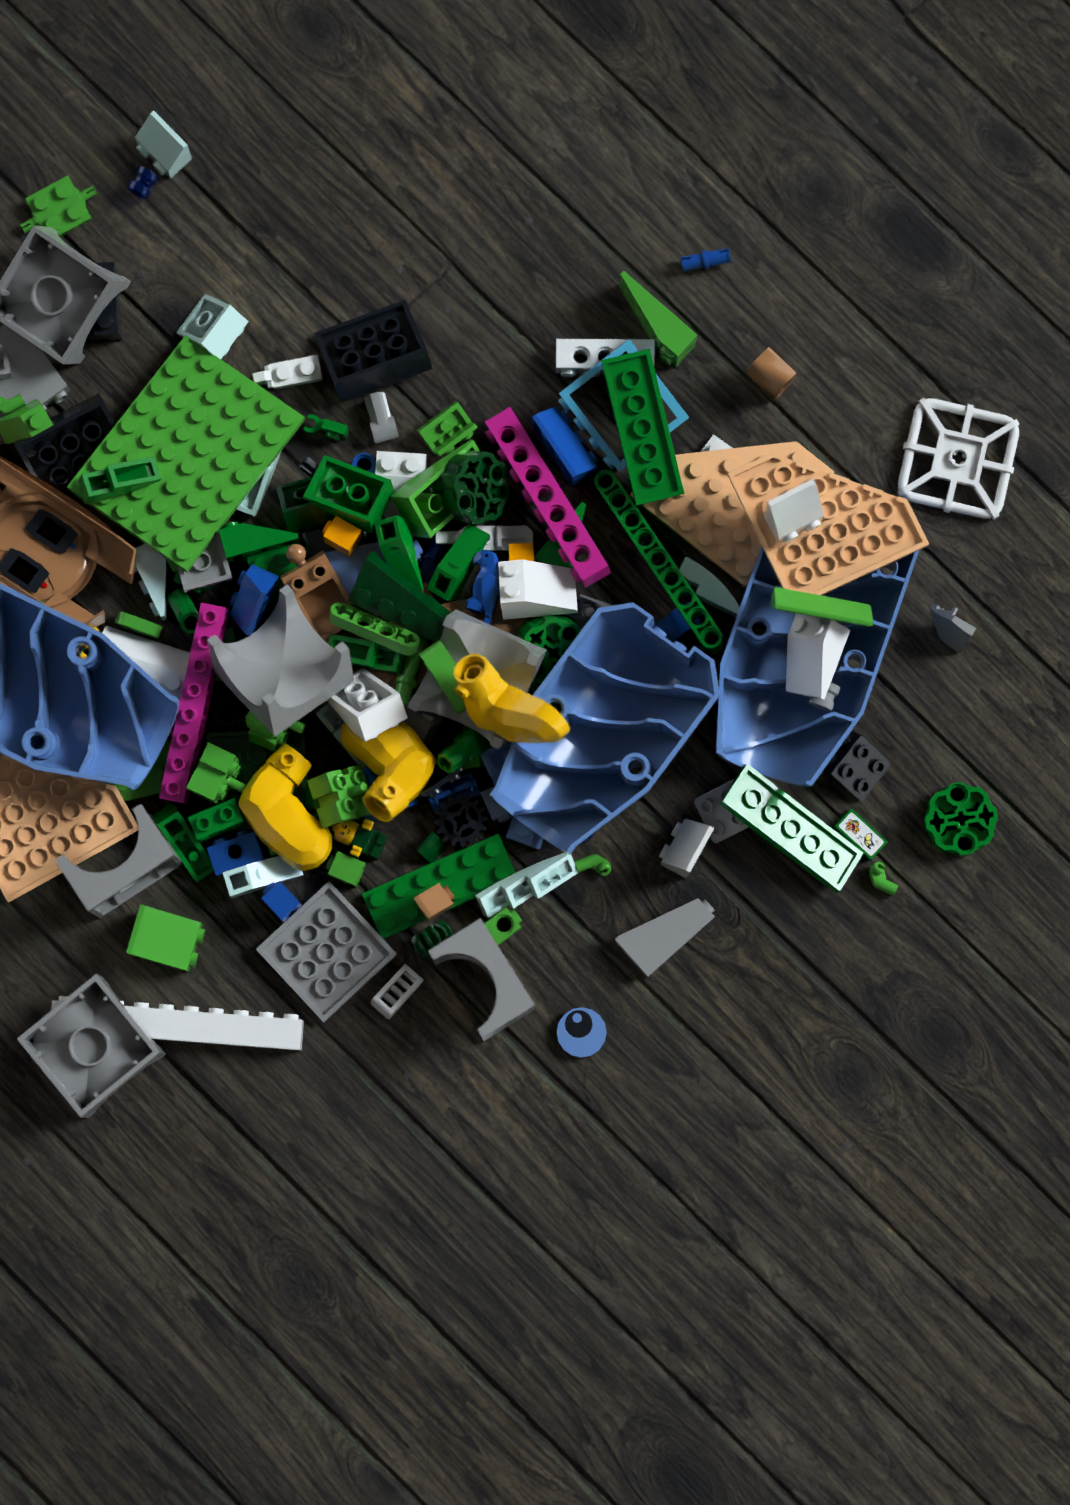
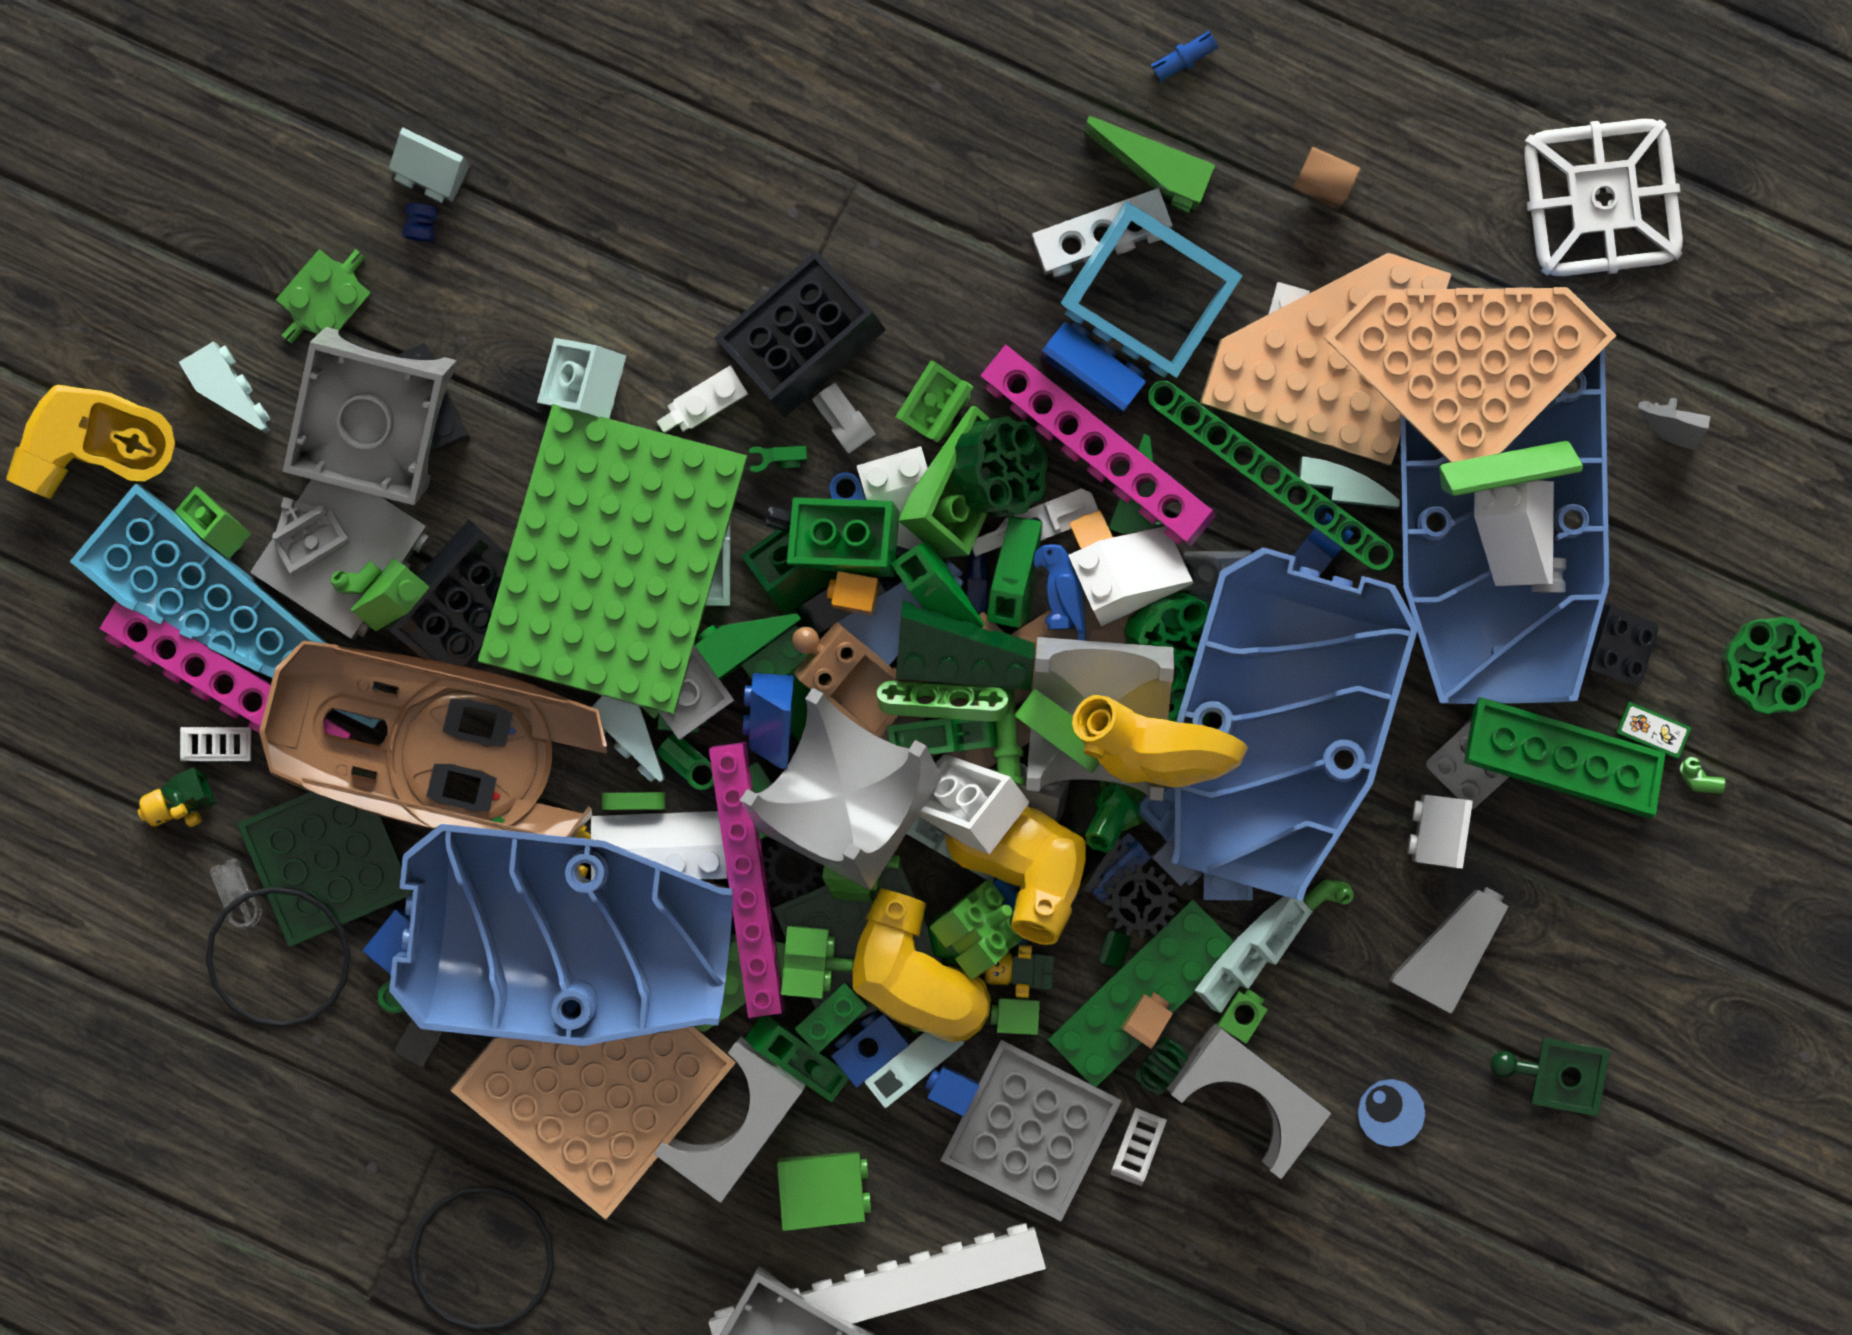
camera: 15 degrees left, 5 degrees up
(118, 479) = (542, 629): green slope -> none
(642, 427) = (1189, 312): green plate -> none
(697, 1054) = (1552, 1060): none -> dark green plate
(794, 512) = (1433, 362): white slope -> none

